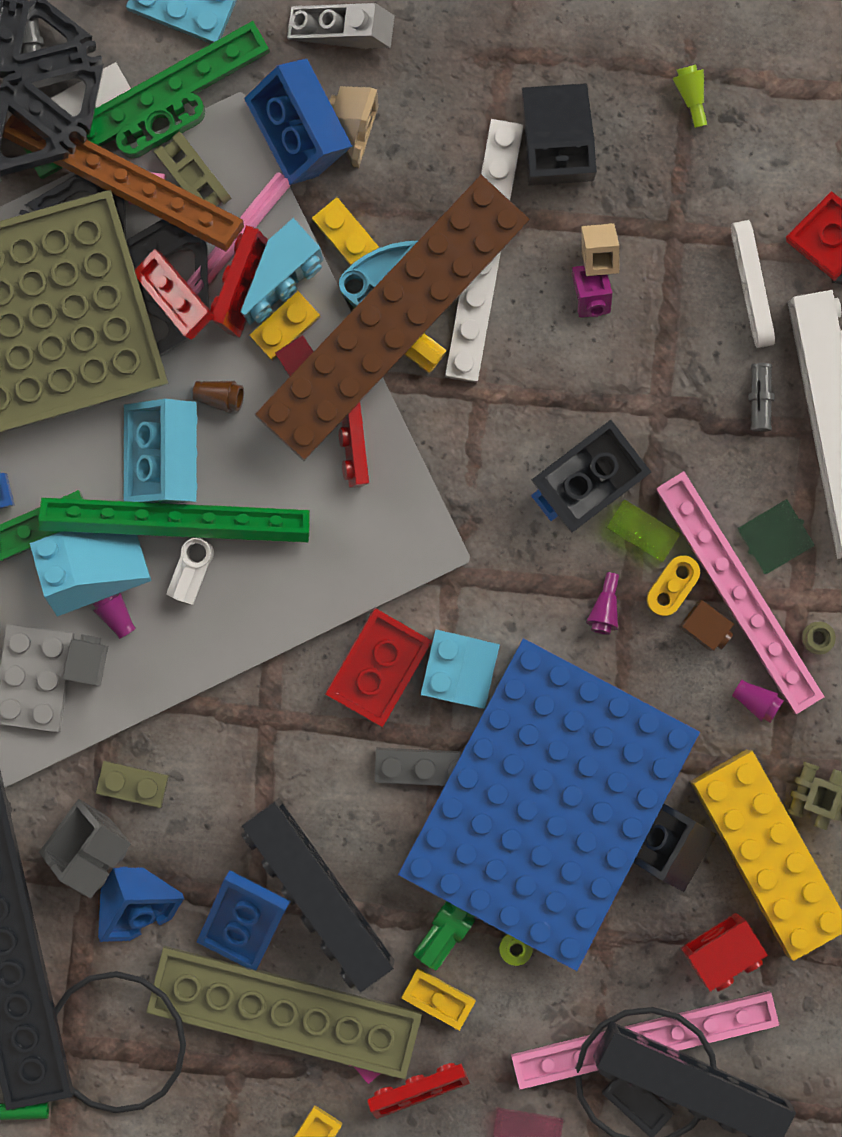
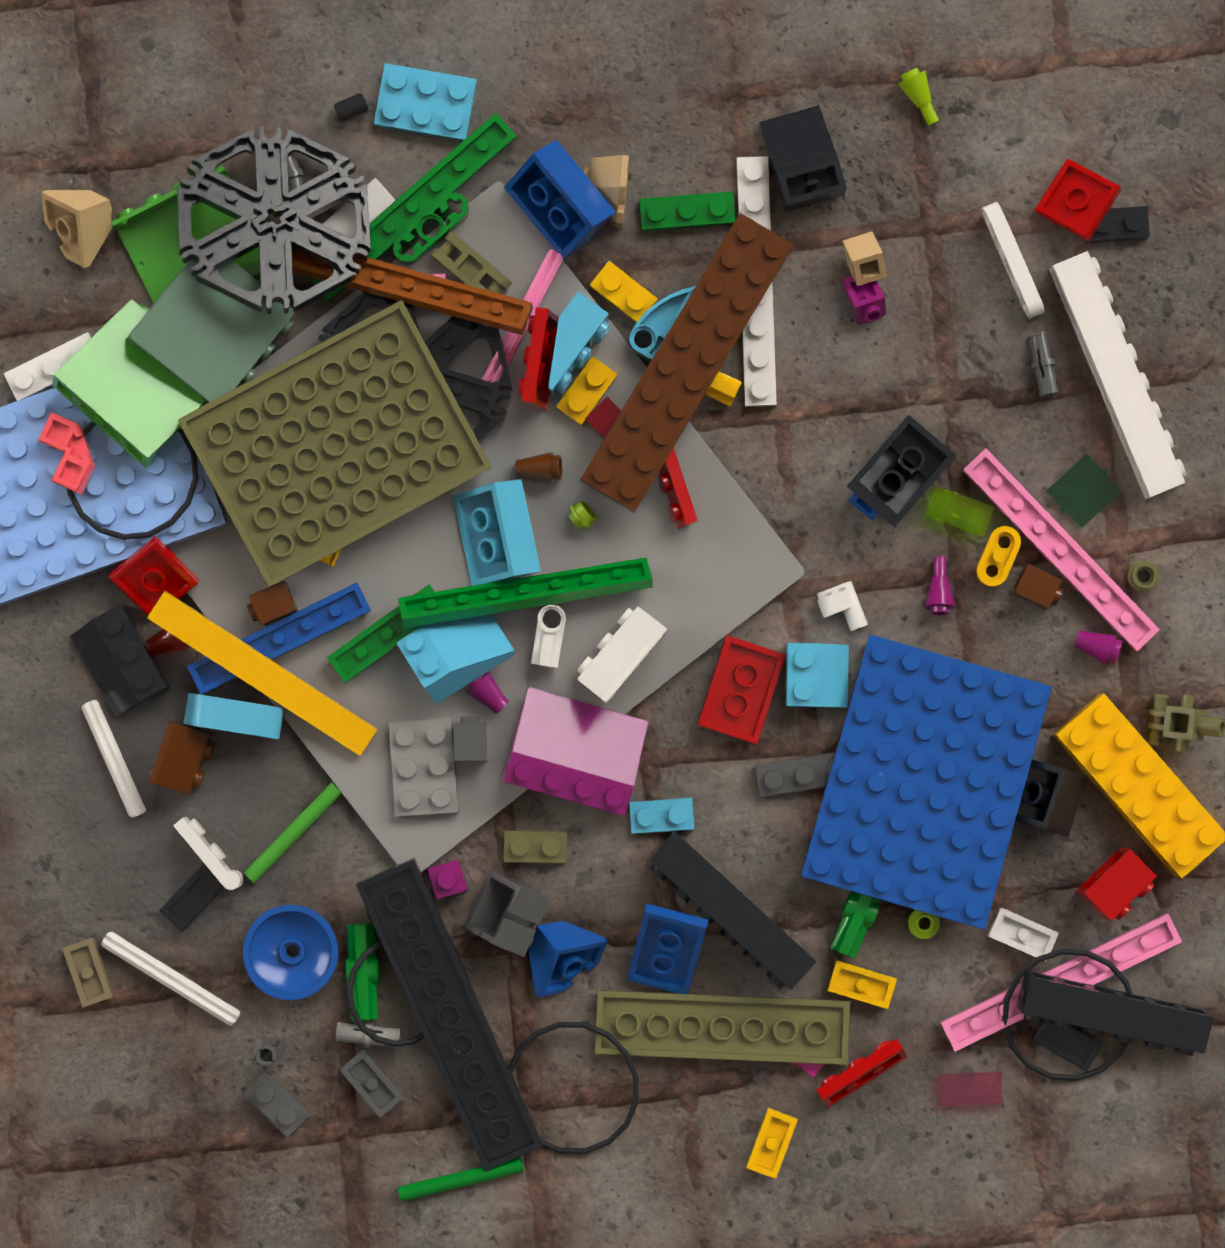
camera: 10 degrees left, 0 degrees up
(33, 799) = (448, 879): none -> magenta brick
(173, 294) = (481, 384): plate -> none
(192, 695) = (575, 751): none -> slope
(252, 452) = (582, 515): none -> lime plate
(260, 605) = (620, 653): none -> white slope
(269, 779) = (661, 815): none -> medium azure plate
(342, 25) = (579, 99): light grey slope -> none
(428, 163) = (687, 211): none -> green plate
(505, 596) = (842, 599): none -> white piece
(615, 981) = (1022, 933): none -> white plate

